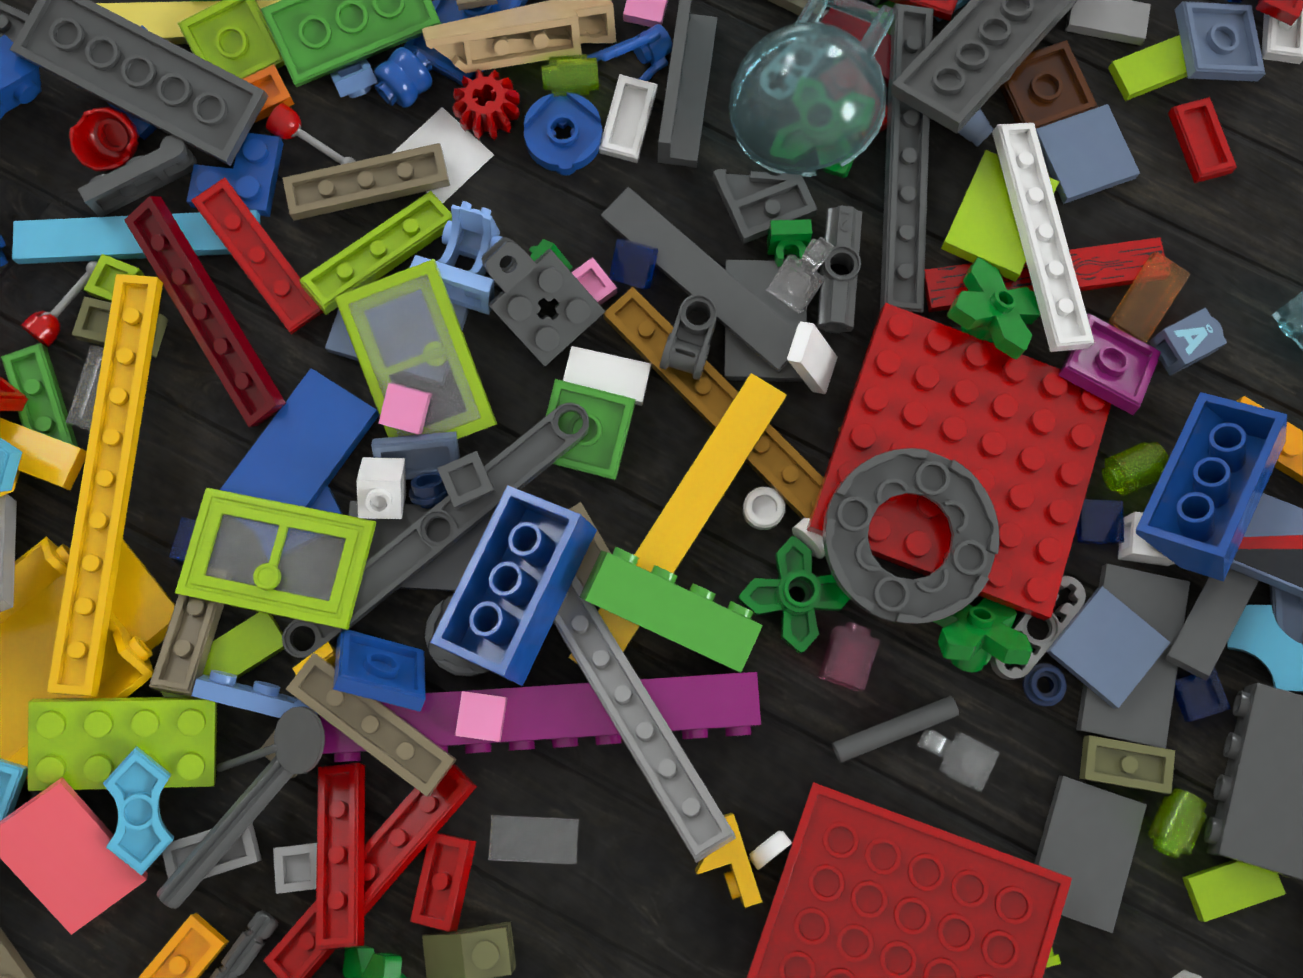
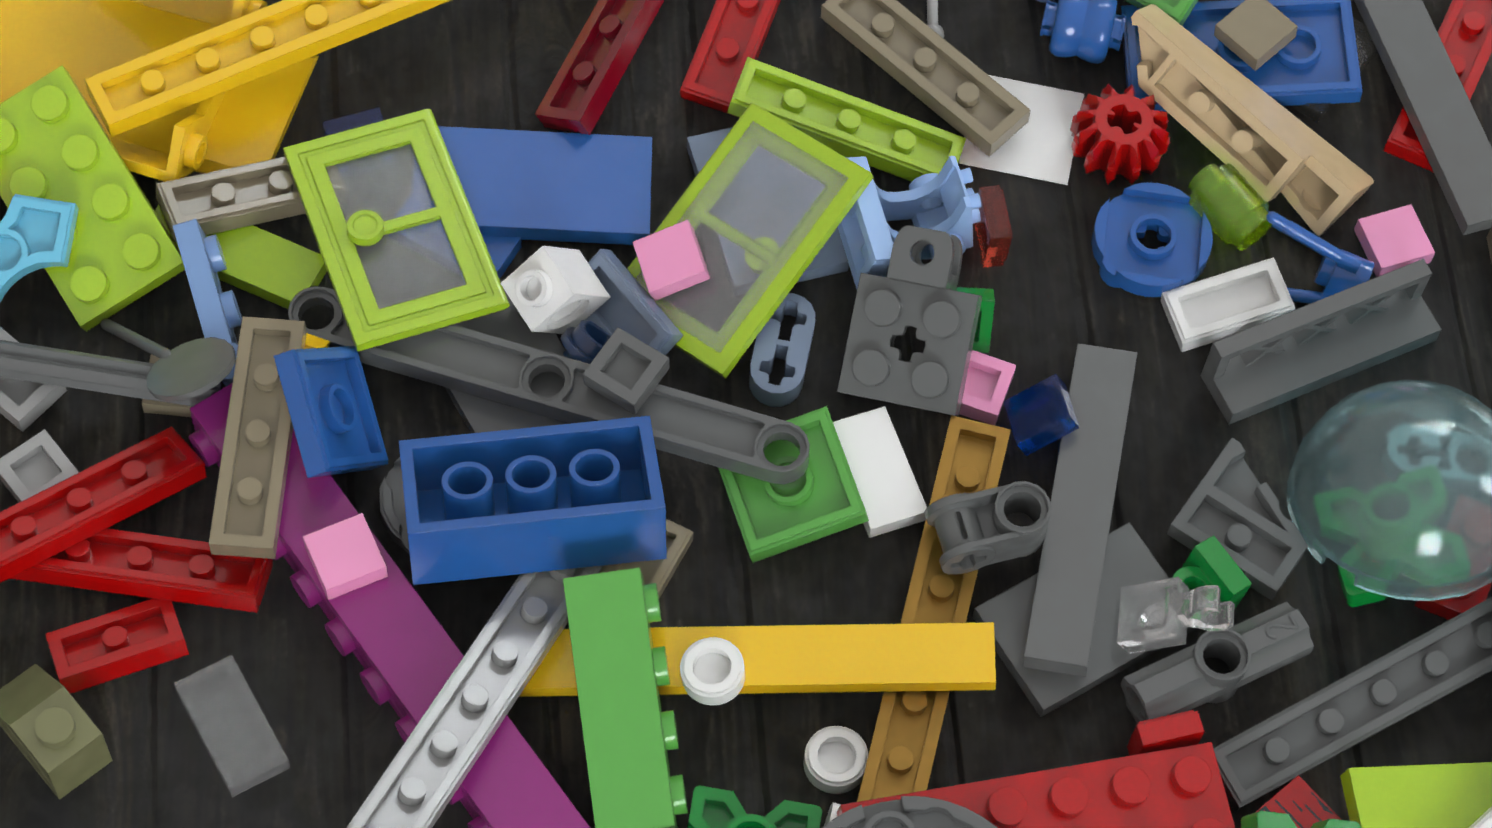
camera: 55 degrees right, 15 degrees down
(503, 213) = (994, 230): none -> clear red tile
(503, 373) = (795, 352): none -> sand blue beam
(680, 546) = (712, 671): none -> white tile
(812, 357) = (1069, 690): white tile -> none
(863, 324) = (1166, 733): none -> red tile

